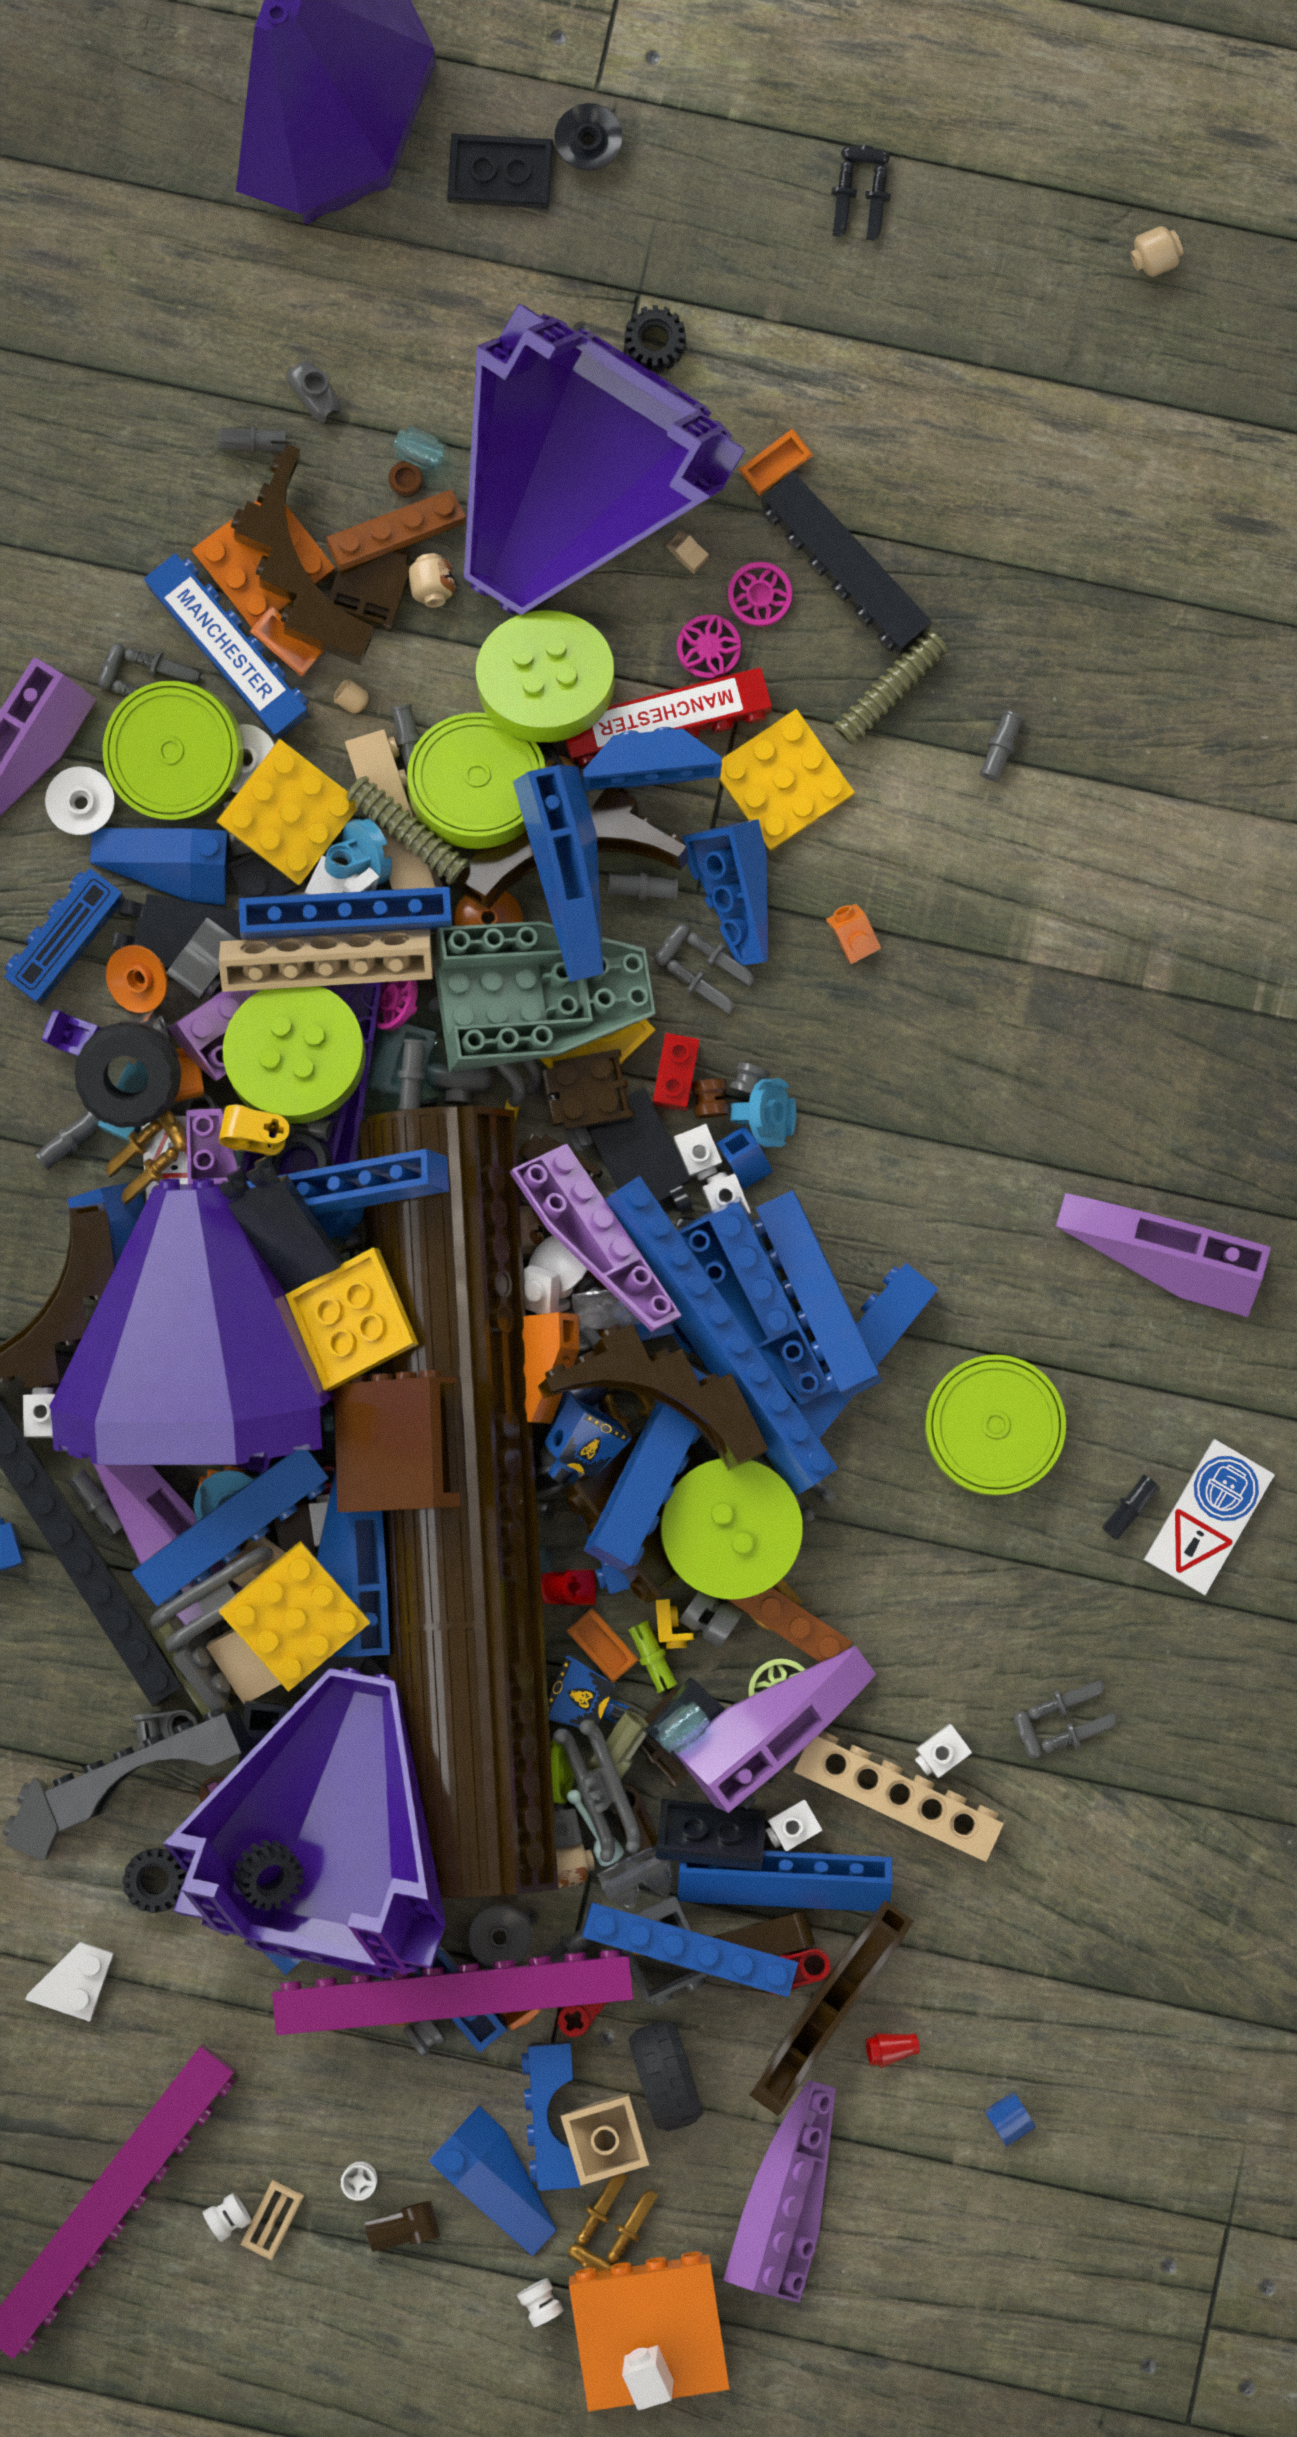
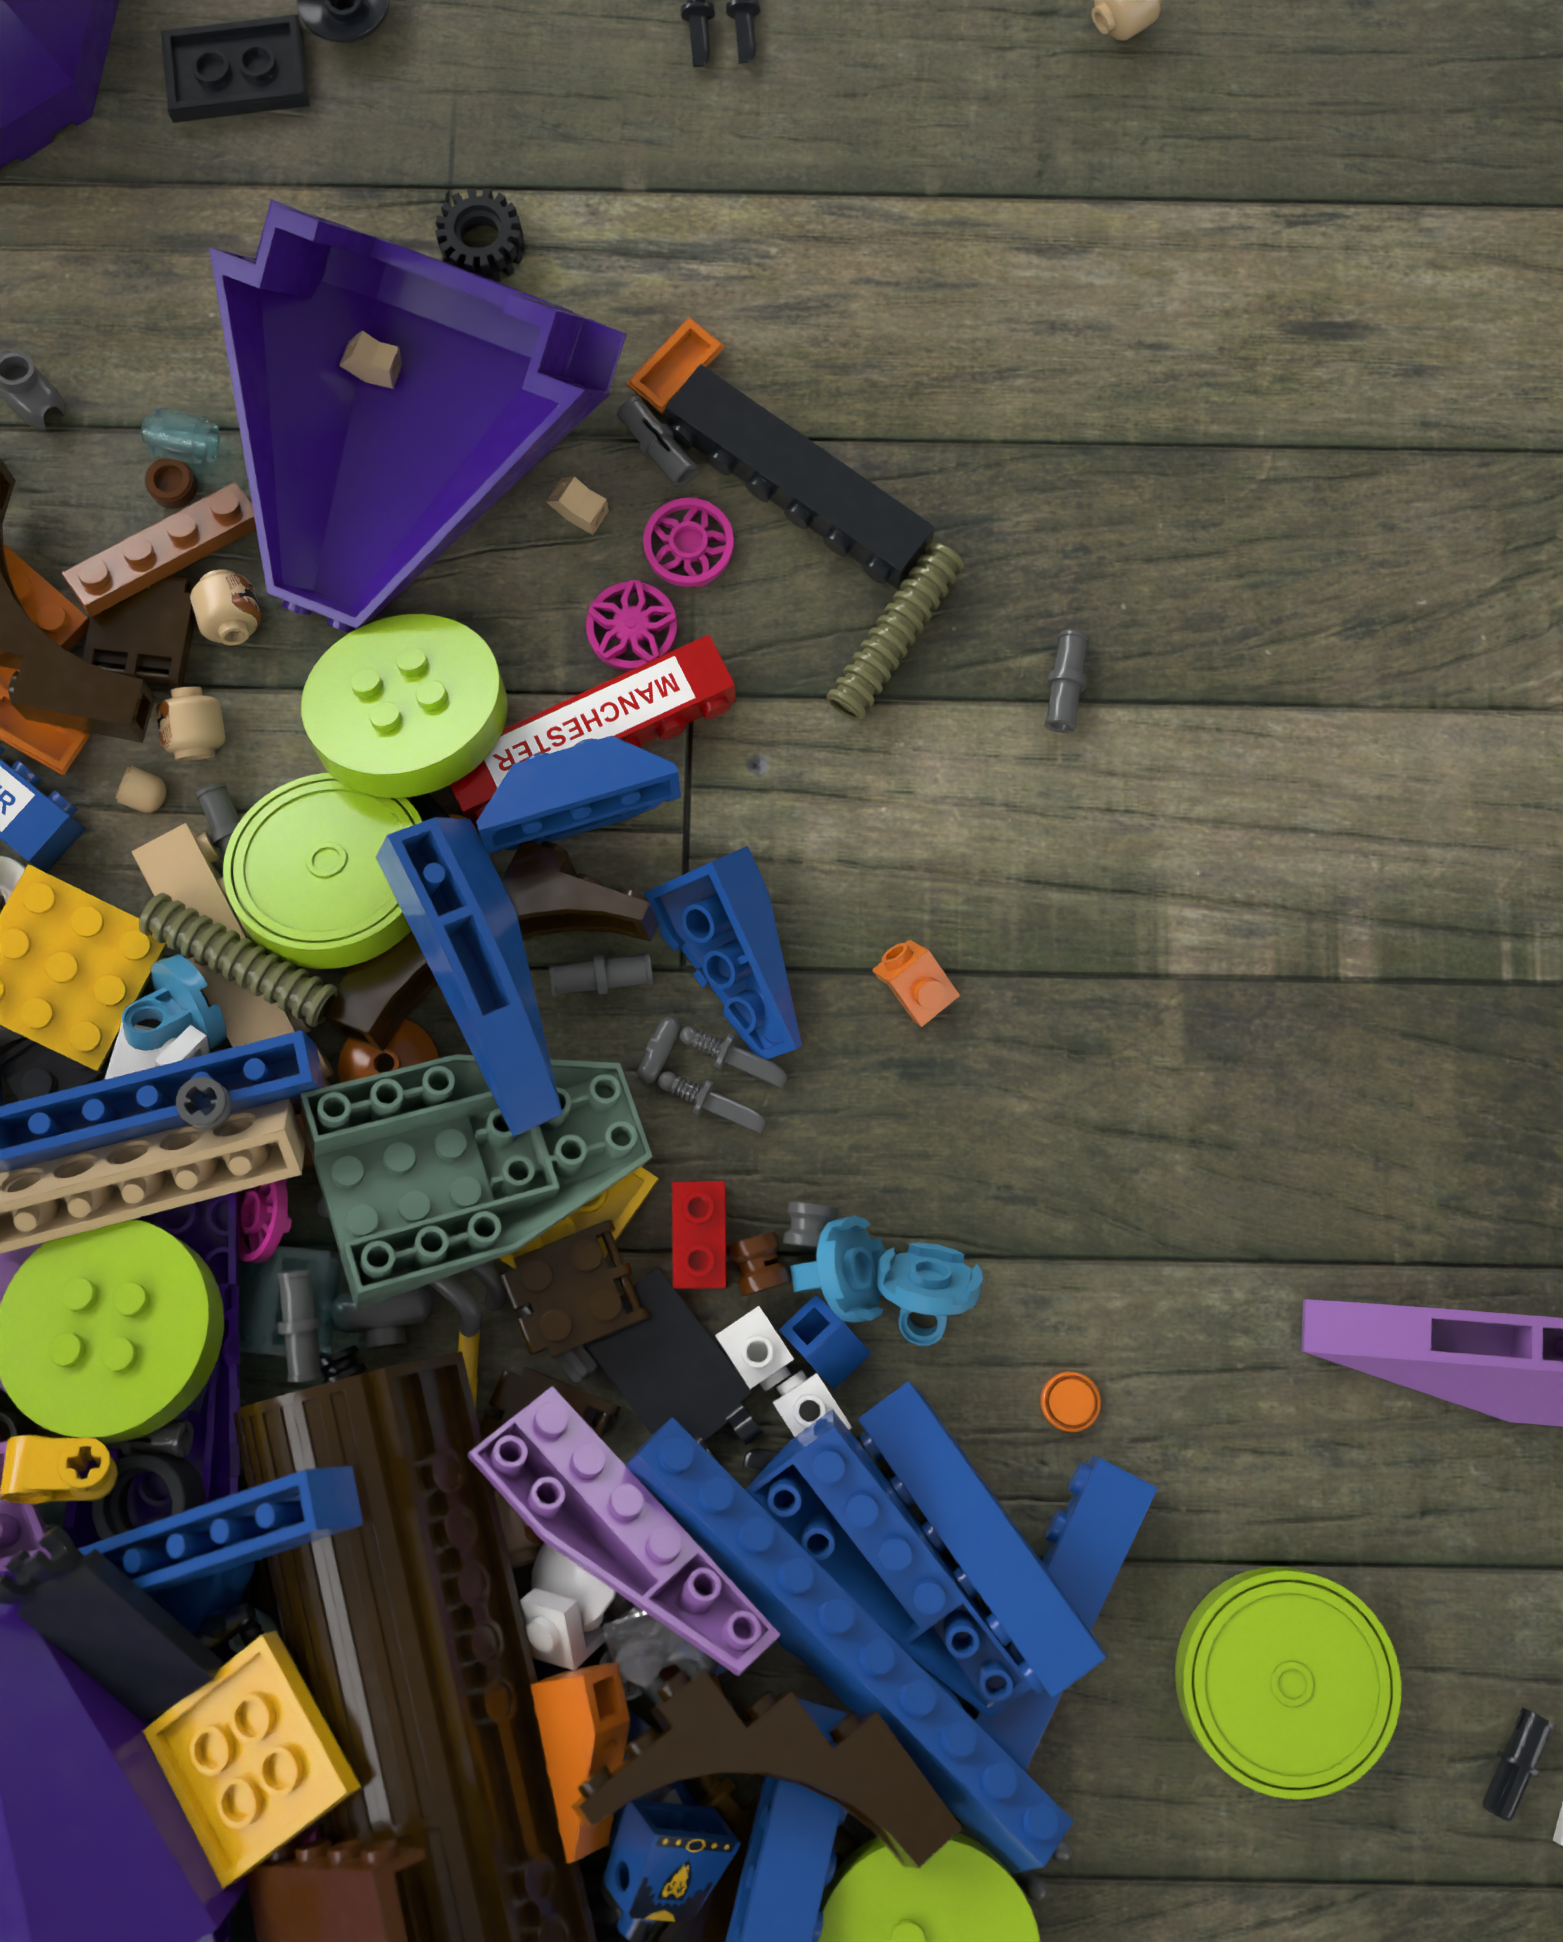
camera: 10 degrees left, 5 degrees down
(385, 911) = (209, 1087): none -> dark grey bush
(394, 658) = (190, 724): none -> tan head
(562, 419) = (372, 360): none -> tan piece
(762, 535) = (657, 441): none -> dark grey pin
(784, 779) = (772, 786): yellow plate -> none
(818, 1130) = (928, 1282): none -> dark azure tile
(897, 1228) = (1070, 1401): none -> orange piece

